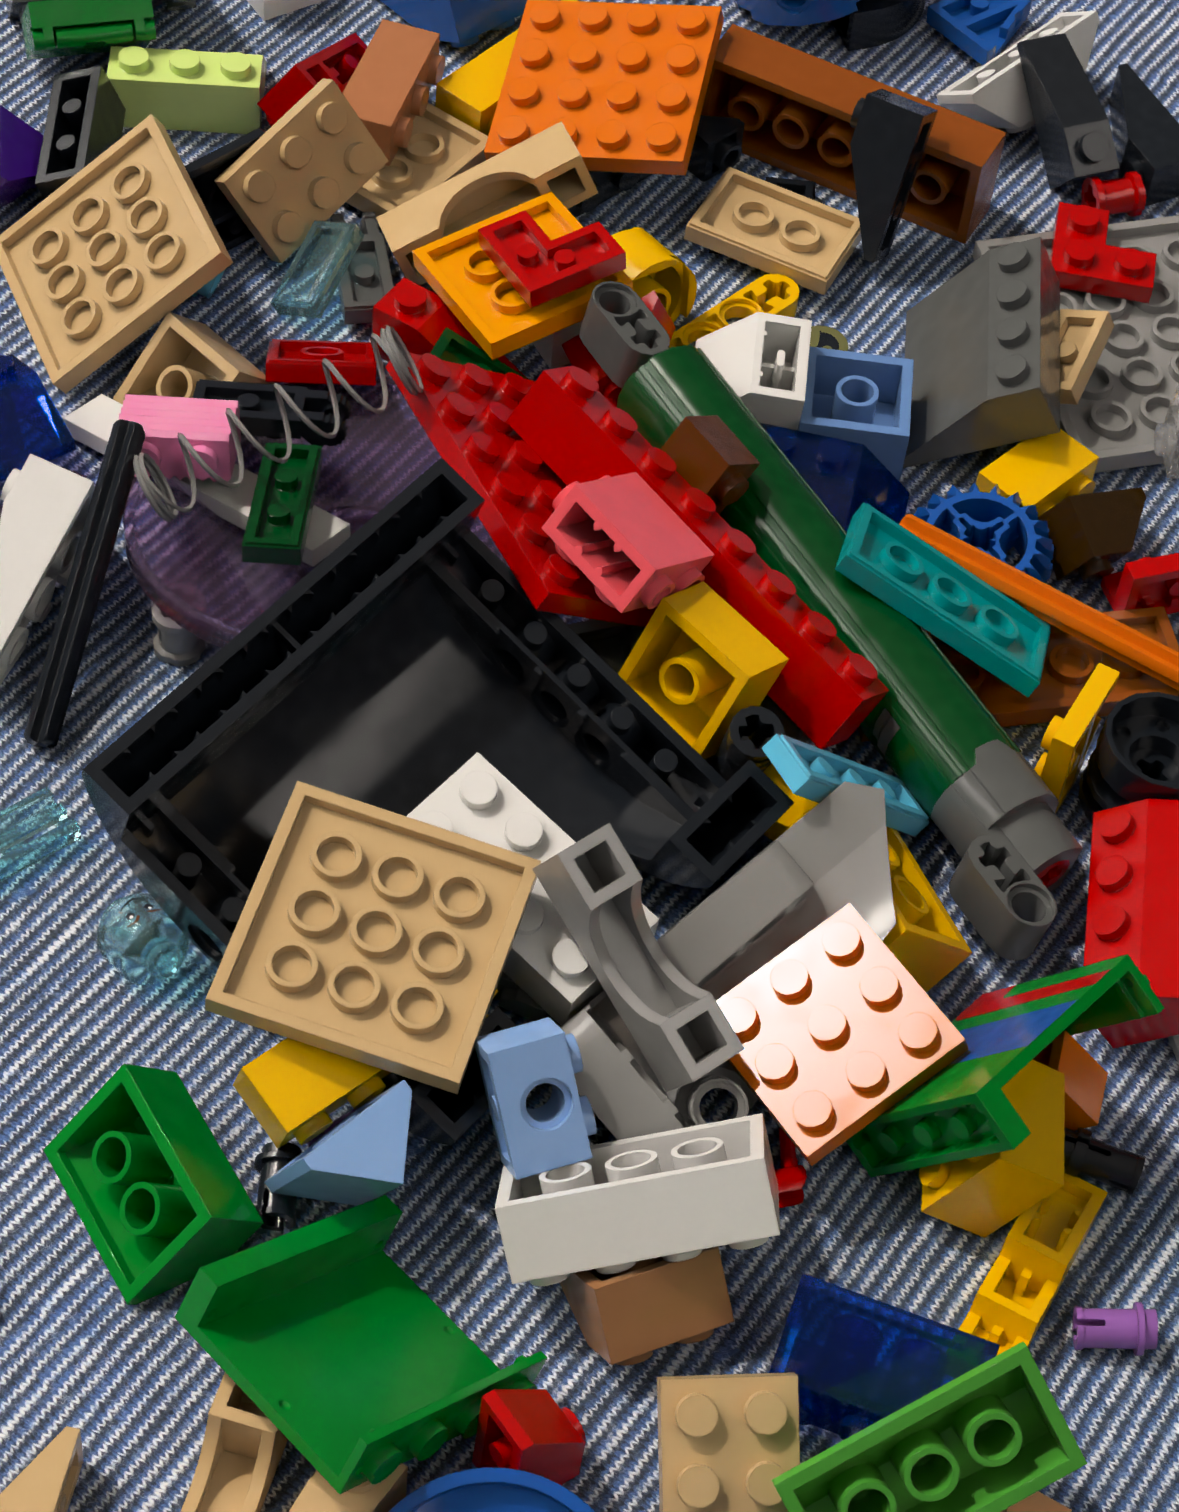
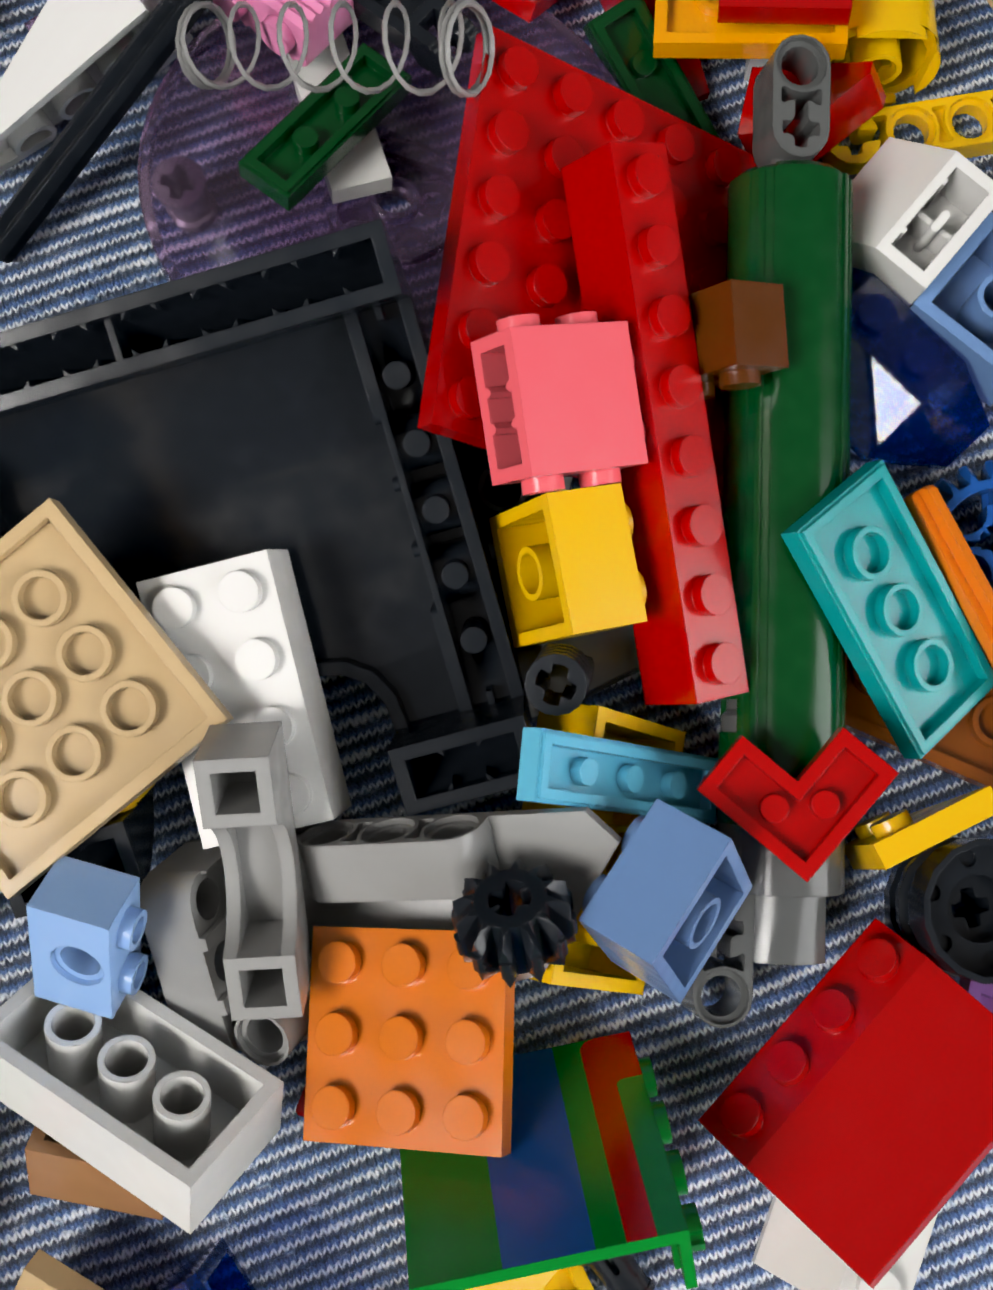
camera: 40 degrees right, 30 degrees up
(853, 872) = (514, 922): none -> black gear
(942, 828) = (666, 899): none -> medium blue brick
(980, 737) = (801, 816): none -> red plate

